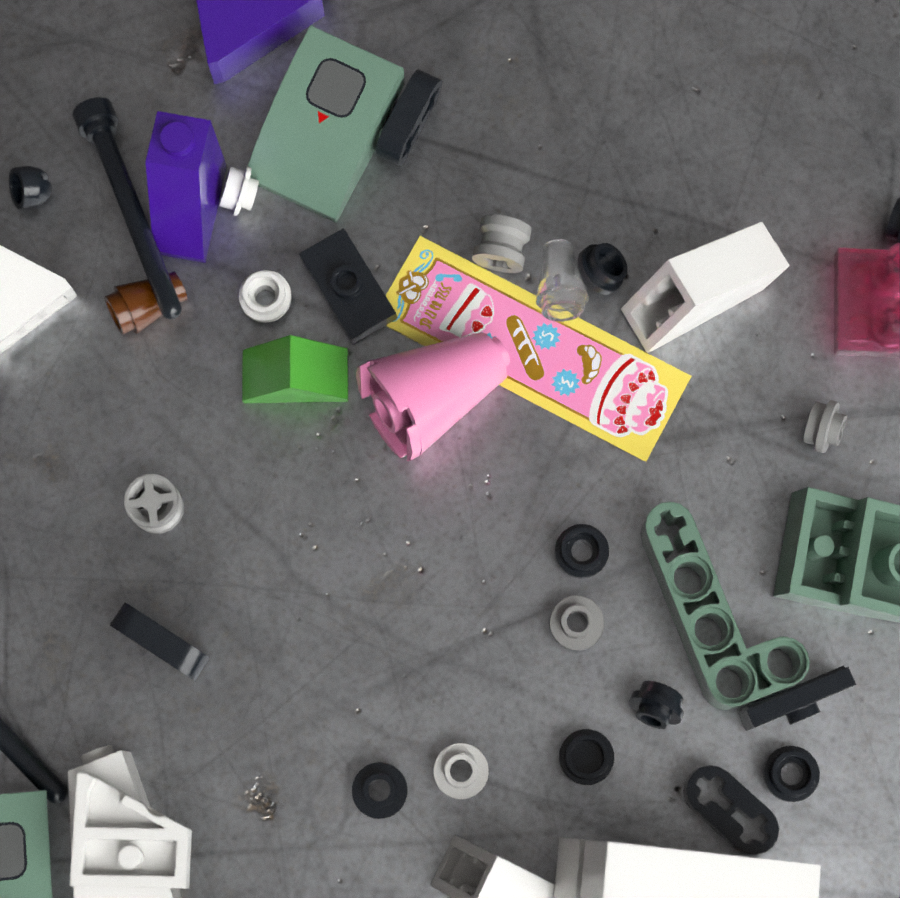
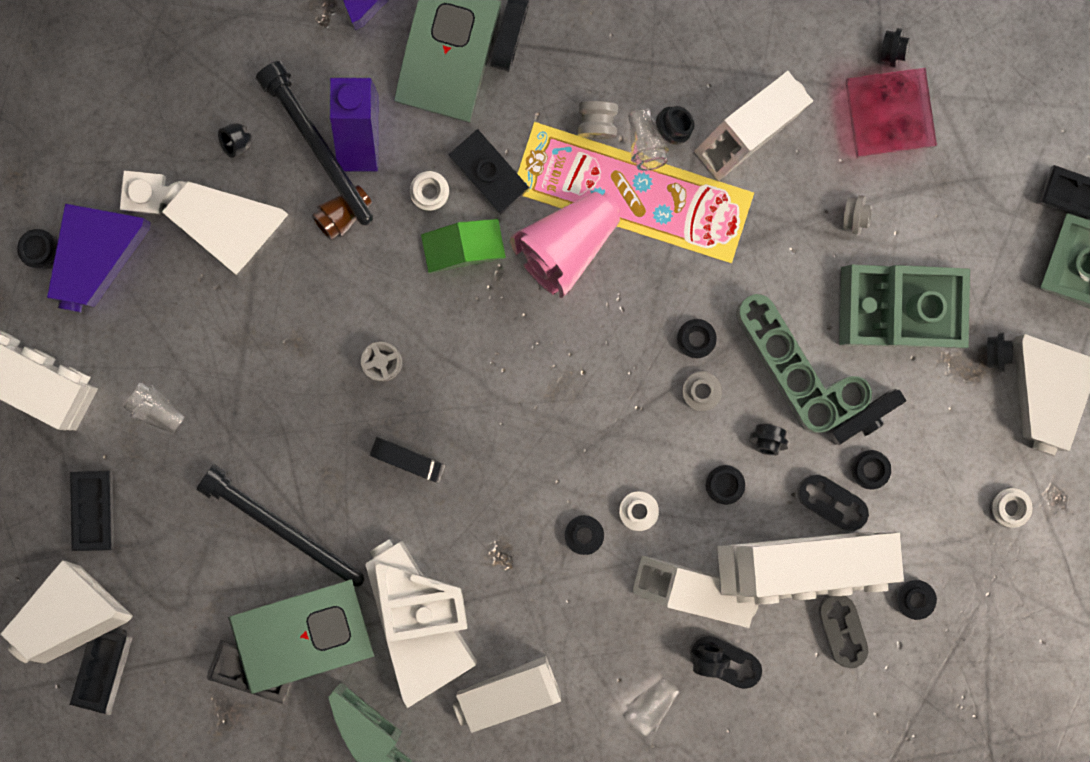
camera: 10 degrees left, 10 degrees up
(238, 190) = (393, 113): white plate -> none

